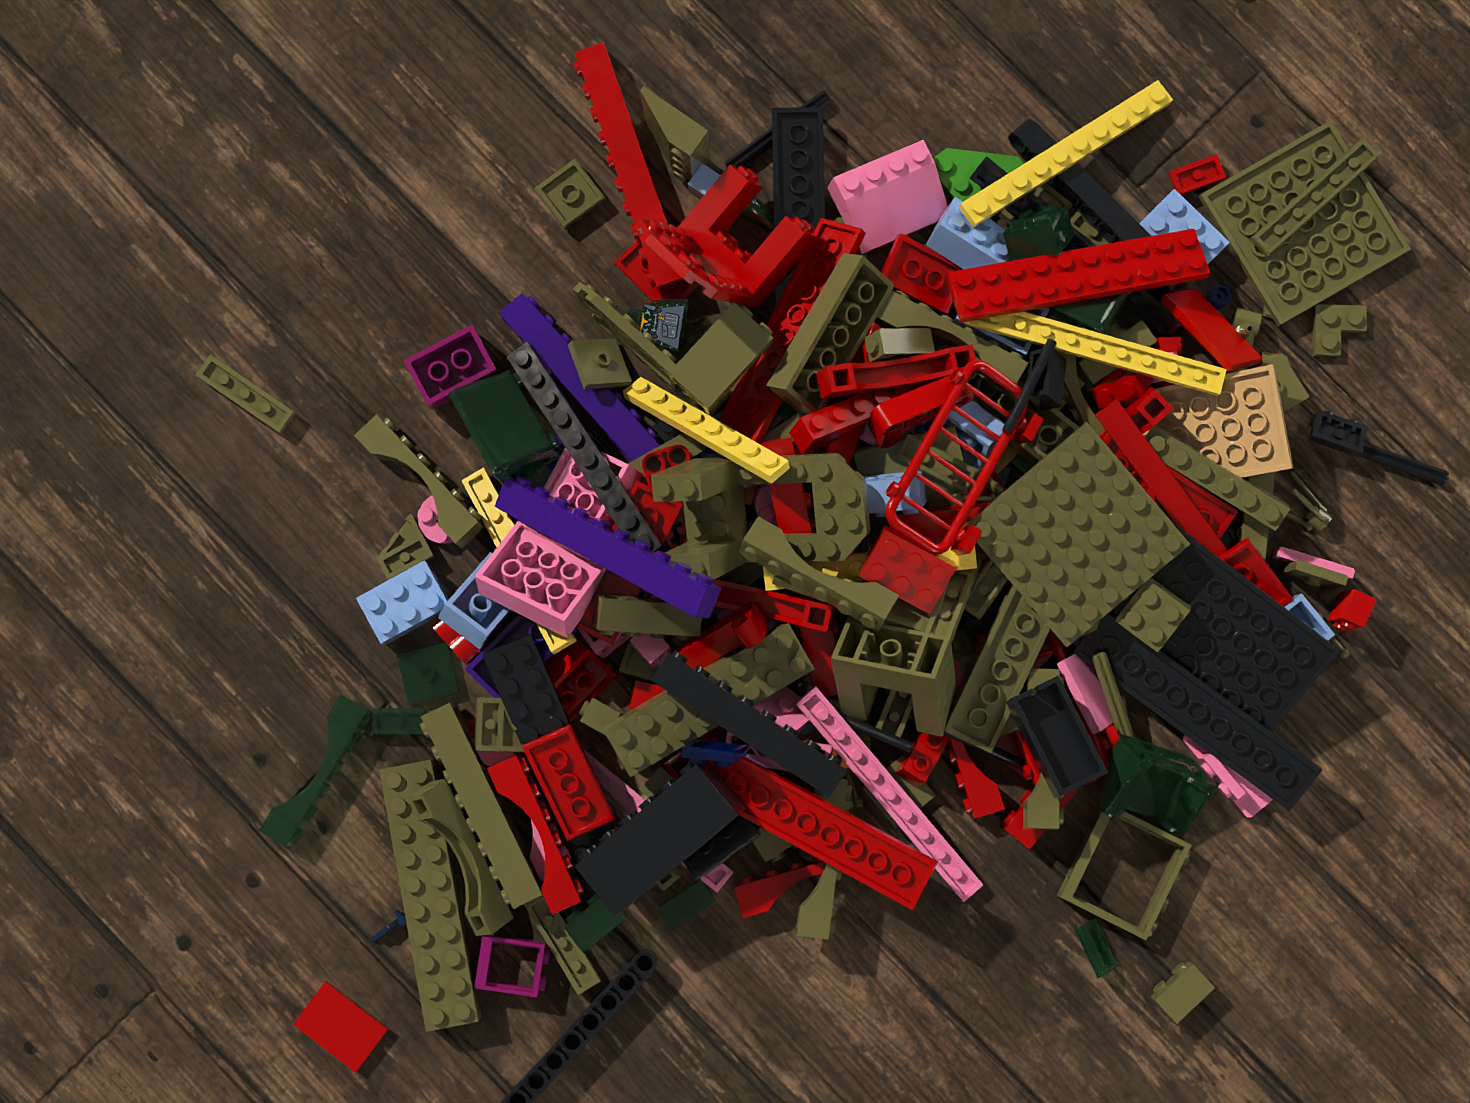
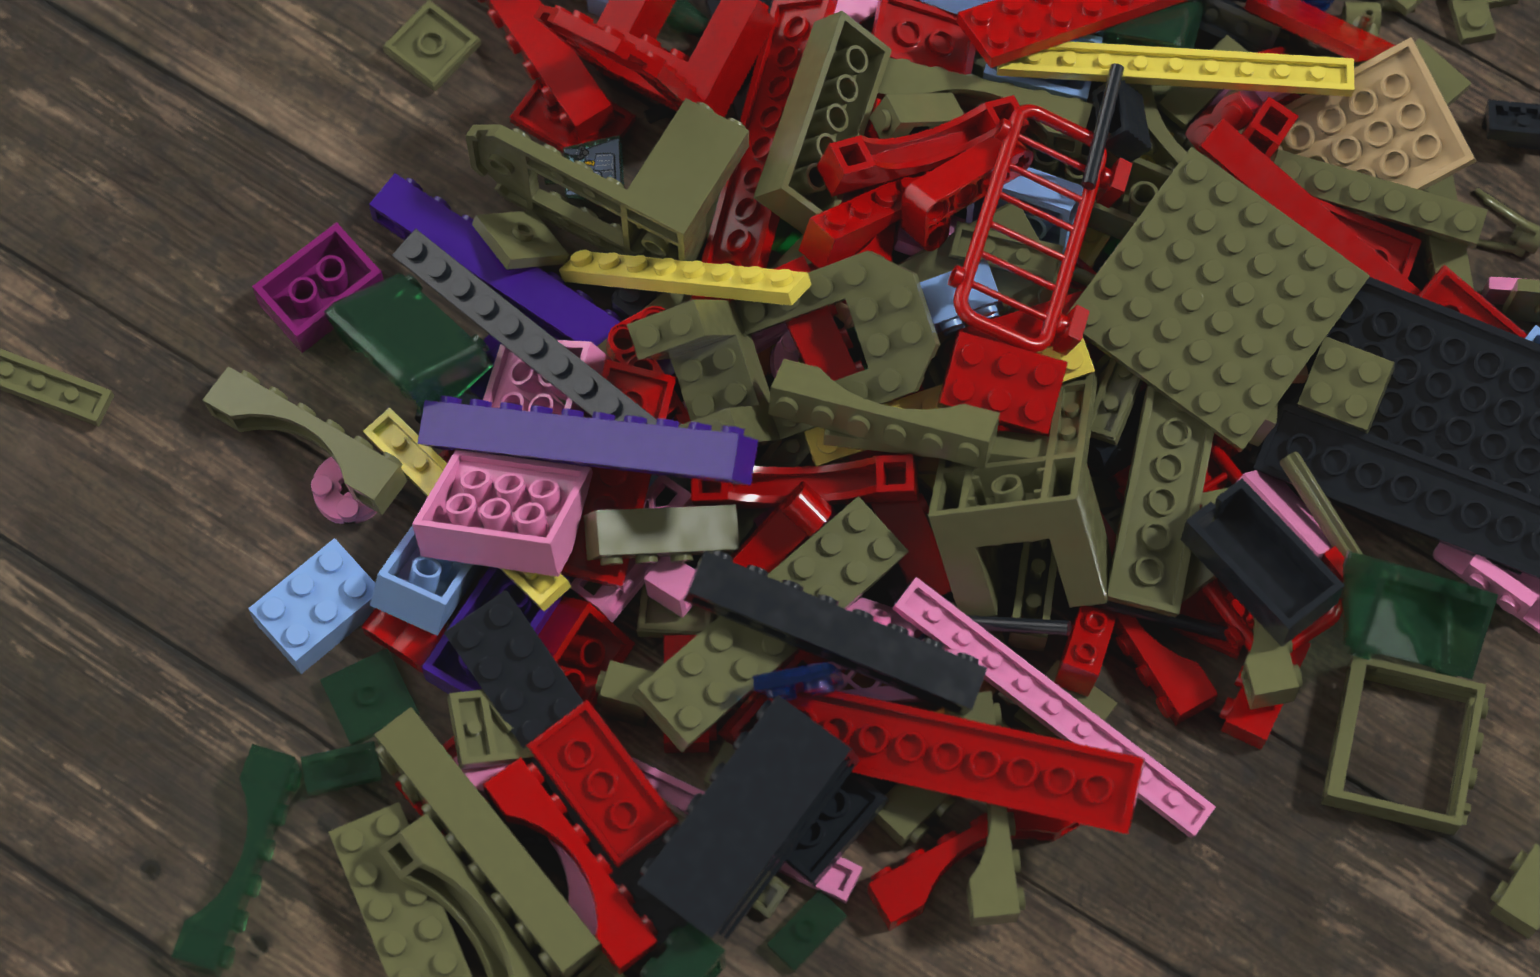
camera: 15 degrees left, 15 degrees down
(405, 549) = (302, 536): olive wing -> none
(1096, 948) = (1395, 857): clear green plate -> none

